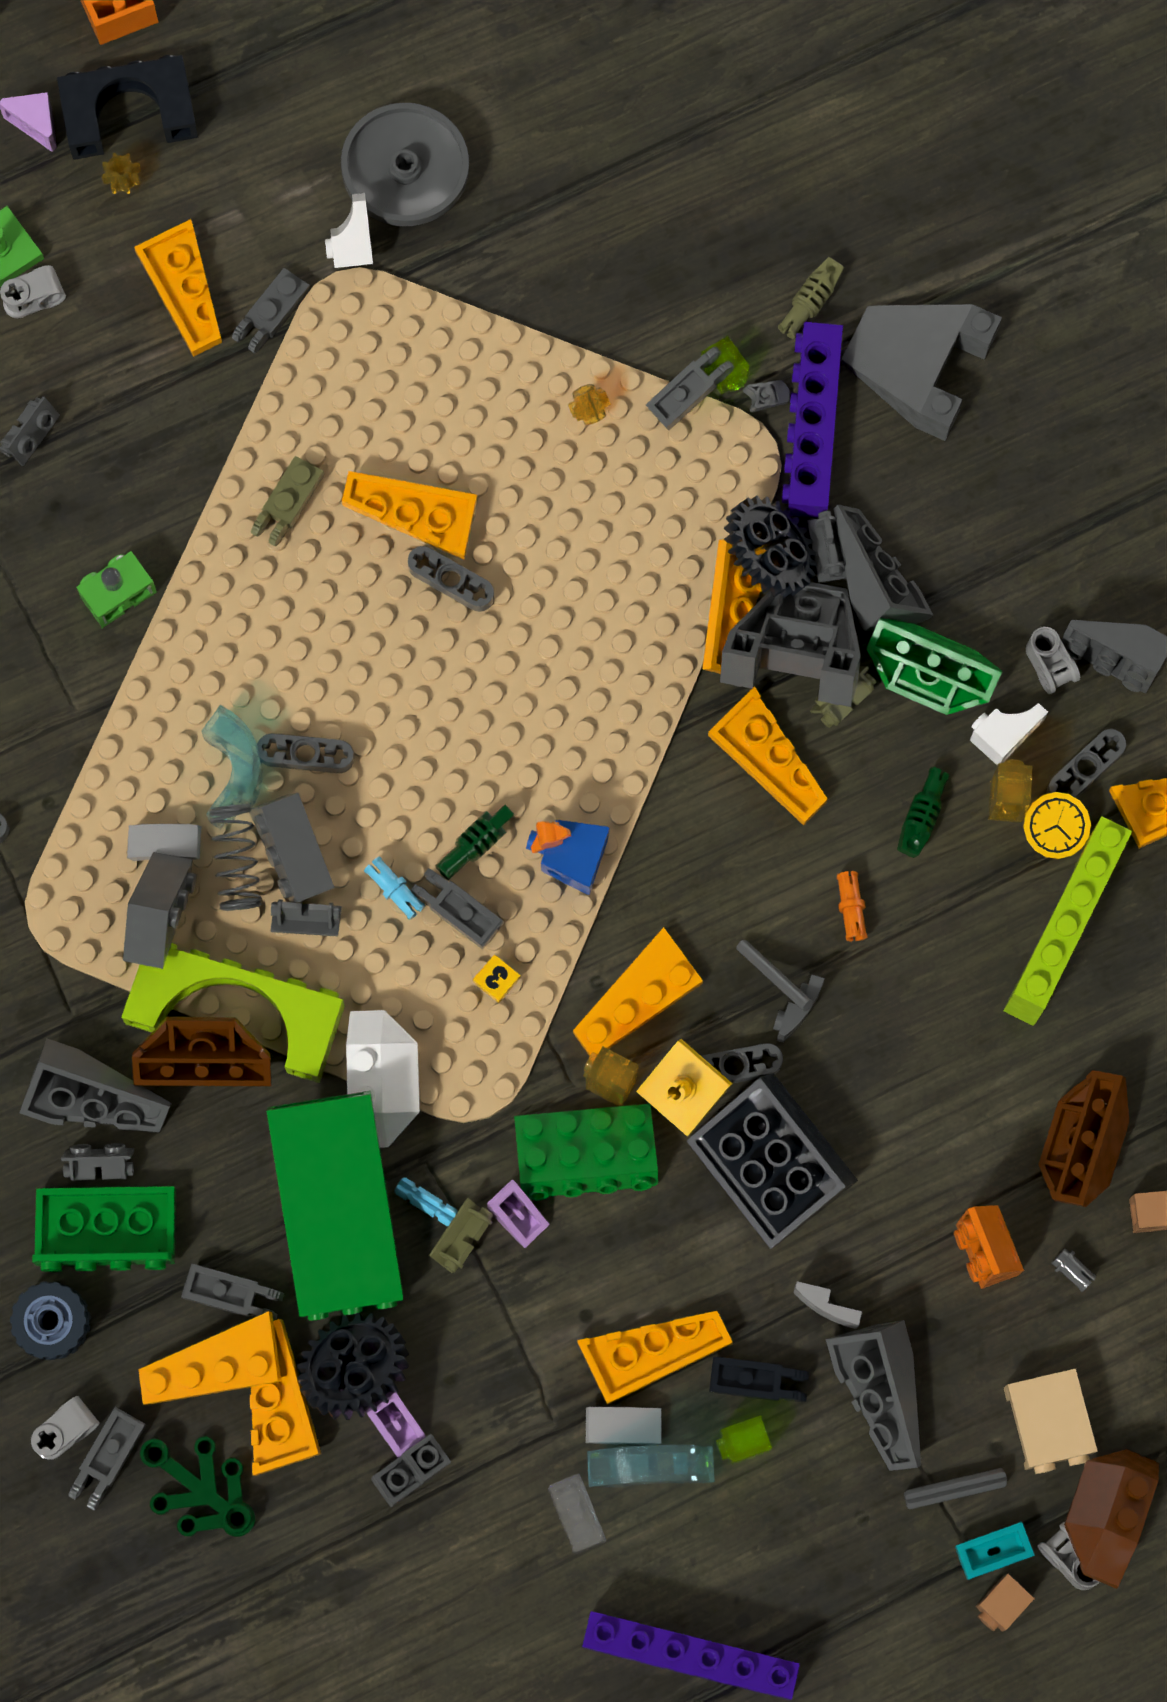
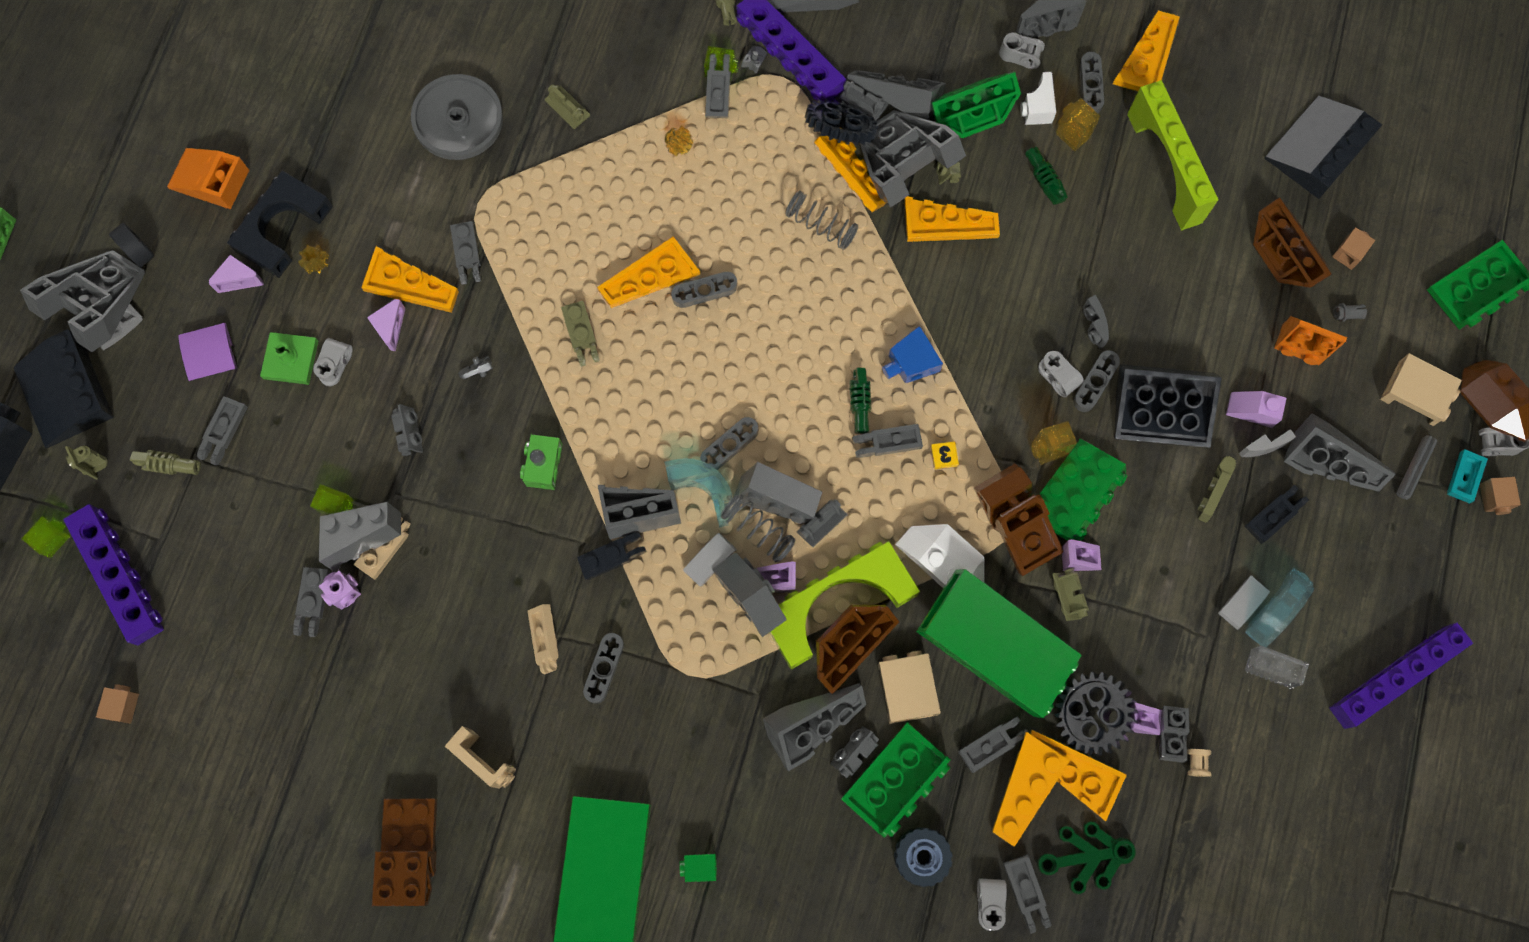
camera: 45 degrees left, 0 degrees up
(78, 743) = (609, 556): none -> black hinge
(122, 307) = (388, 322): none -> lavender slope
(145, 724) = (637, 510): none -> dark grey wedge
(158, 435) = (479, 366): none -> dark grey piece
(206, 926) = (780, 576): none -> lavender slope
(211, 1155) = (909, 687): none -> tan panel
(351, 240) = (471, 176): white arch -> none
(394, 888) = (848, 463): medium azure pin -> none
(397, 1515) = (1199, 762): none -> tan bush
(425, 1201) = (1033, 597): medium azure axle -> none
(491, 1111) = (1019, 518): none -> reddish brown piece
(526, 258) = (566, 106): none -> olive hinge
(549, 835) = (898, 357): orange piece -> none
(636, 588) = (844, 243): none -> dark grey piece
(643, 991) = (1015, 394): light orange wing -> none
(643, 1355) = (1216, 555): light orange wing -> none
(684, 1087) = (1090, 412): yellow tile -> none
(703, 1025) = (1061, 375): none -> light grey piece
(727, 1292) = (1217, 488): none -> olive hinge
(743, 1441) = (1305, 548): clear neon green brick -> none
(774, 975) = (1070, 317): dark grey bar -> none
(851, 906) = (1064, 251): orange pin -> none
(860, 1258) = (1256, 407): none -> lavender slope
(1057, 825) = (1114, 121): yellow tile -> none

